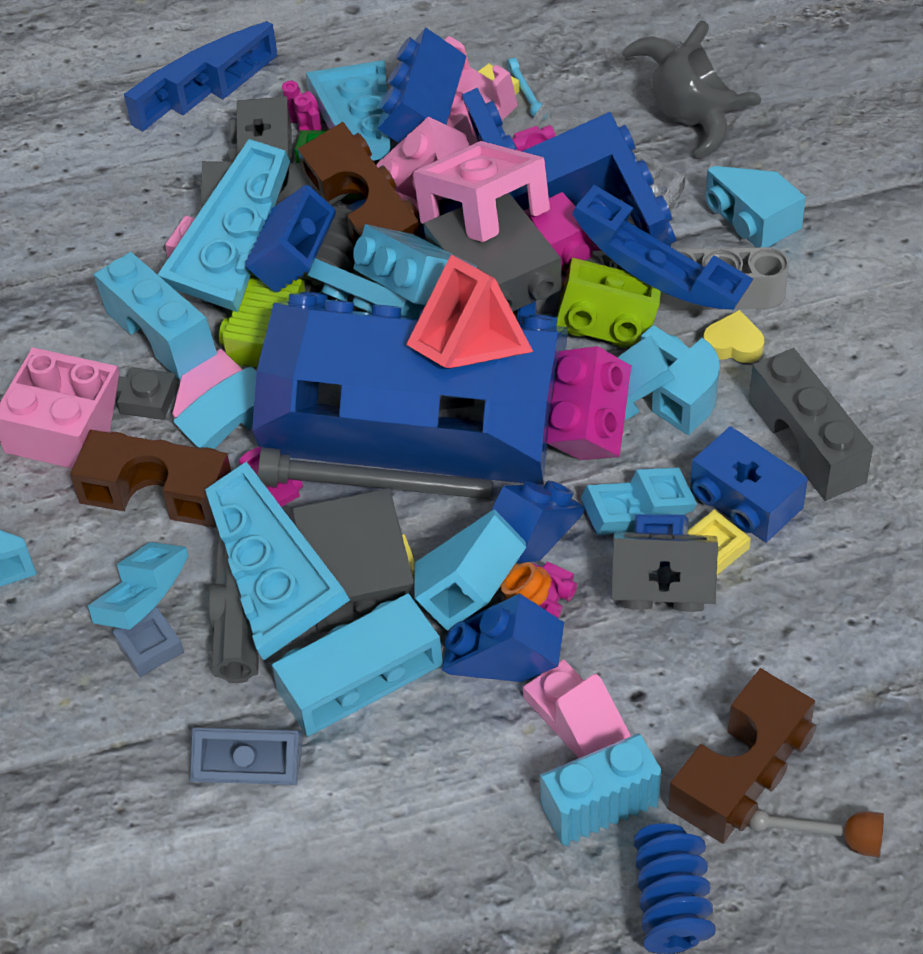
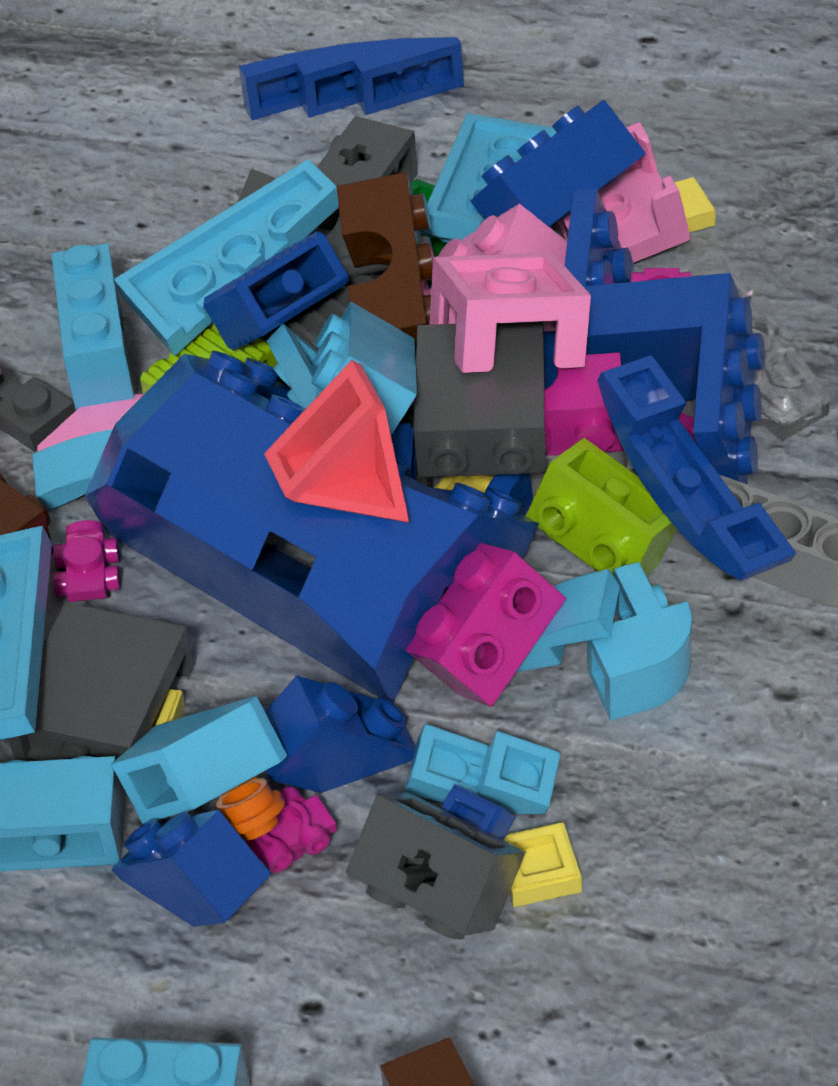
camera: 30 degrees right, 5 degrees down
(279, 468) = (82, 549): dark grey piece -> none
(302, 107) = (432, 145): dark pink piece -> none
(513, 68) = (721, 215): medium azure hinge -> none
(576, 709) = (220, 986): bright pink slope -> none
(736, 338) = (750, 624): light yellow tile -> none
(748, 484) = (622, 810): blue brick -> none
(831, 446) = (755, 768): dark grey arch -> none

